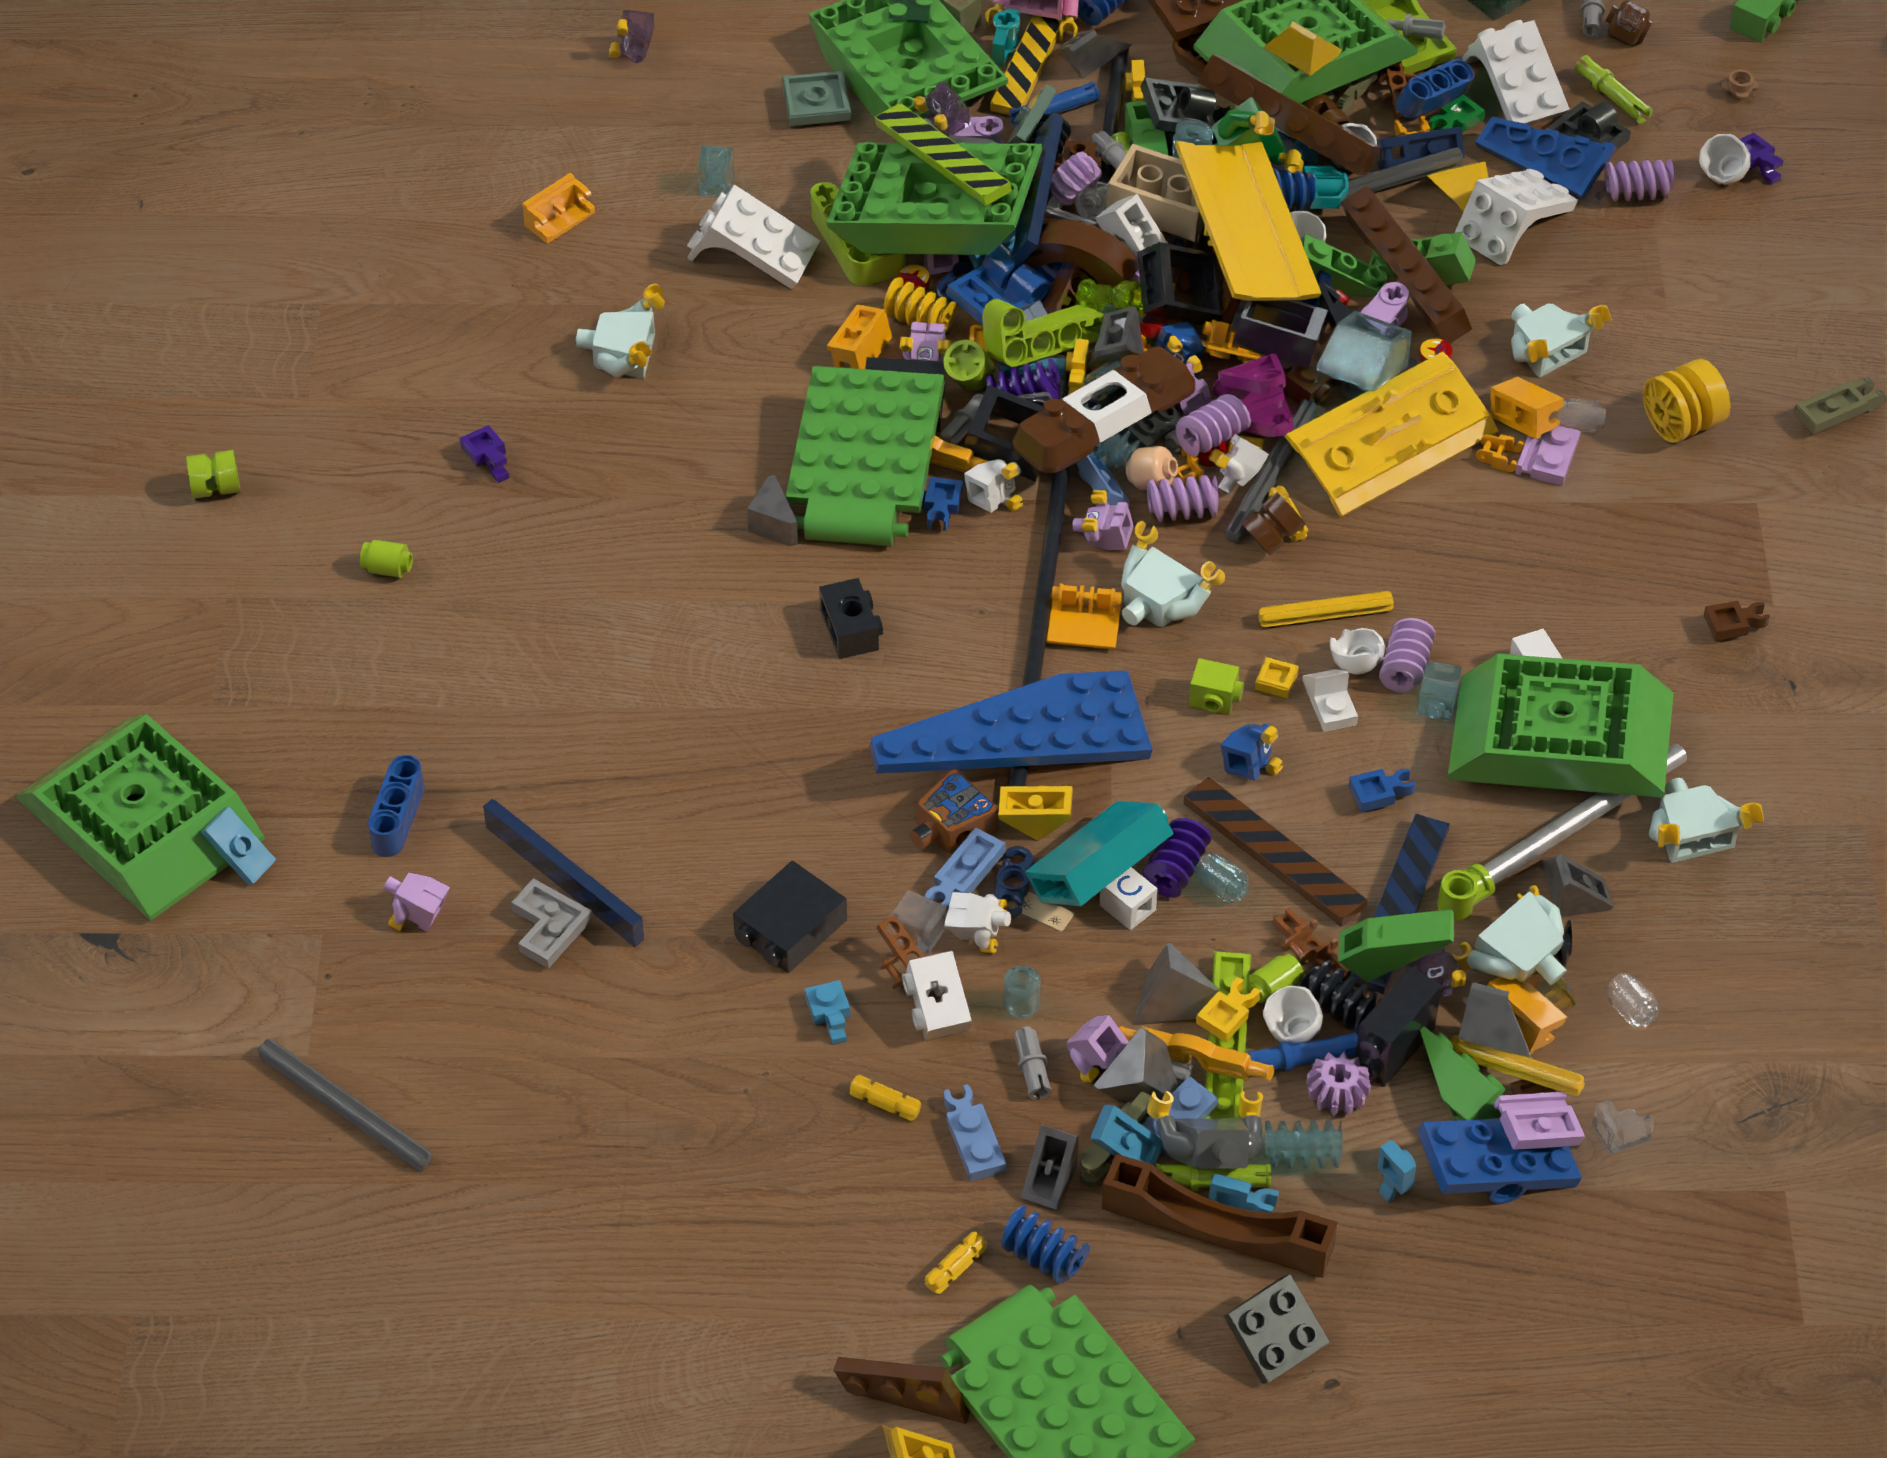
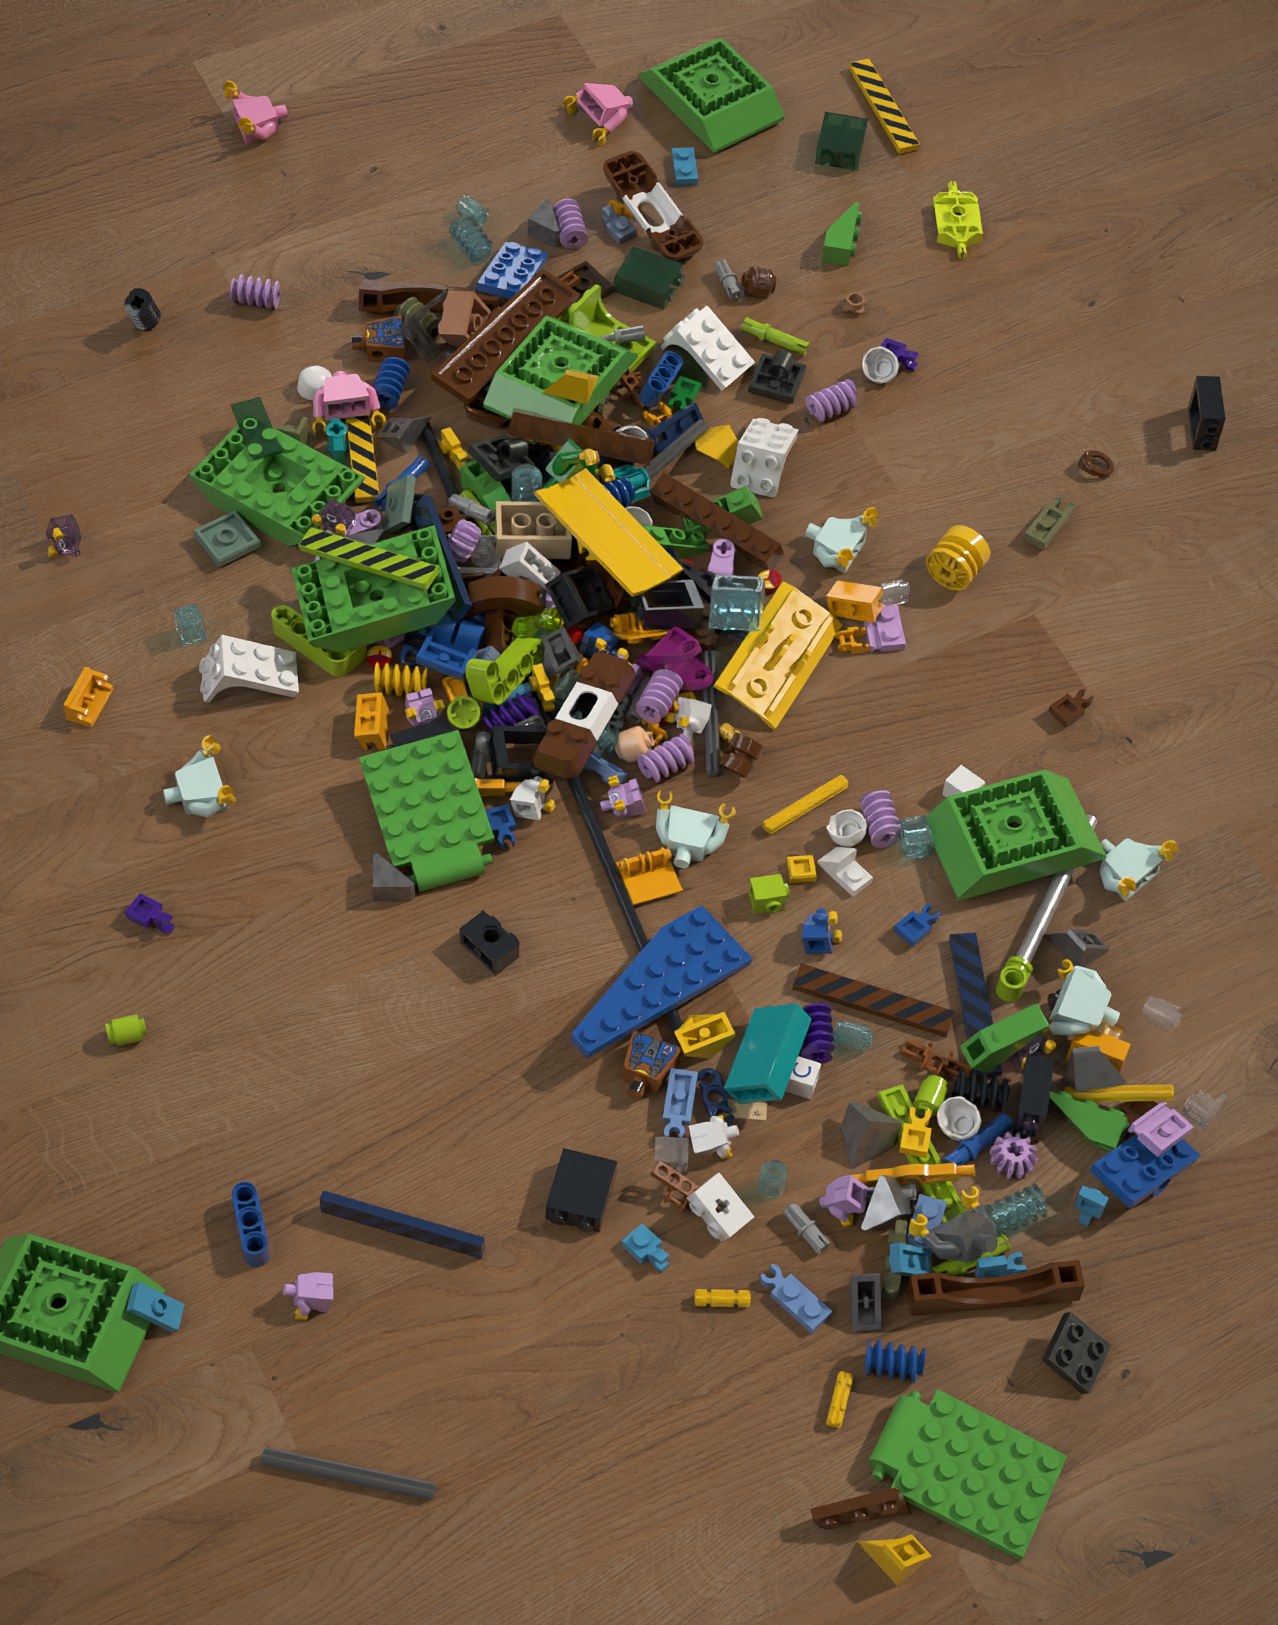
camera: 30 degrees left, 5 degrees up
(556, 922) = (419, 1263): light grey plate -> none
(1559, 157) = (774, 402): blue wing -> none

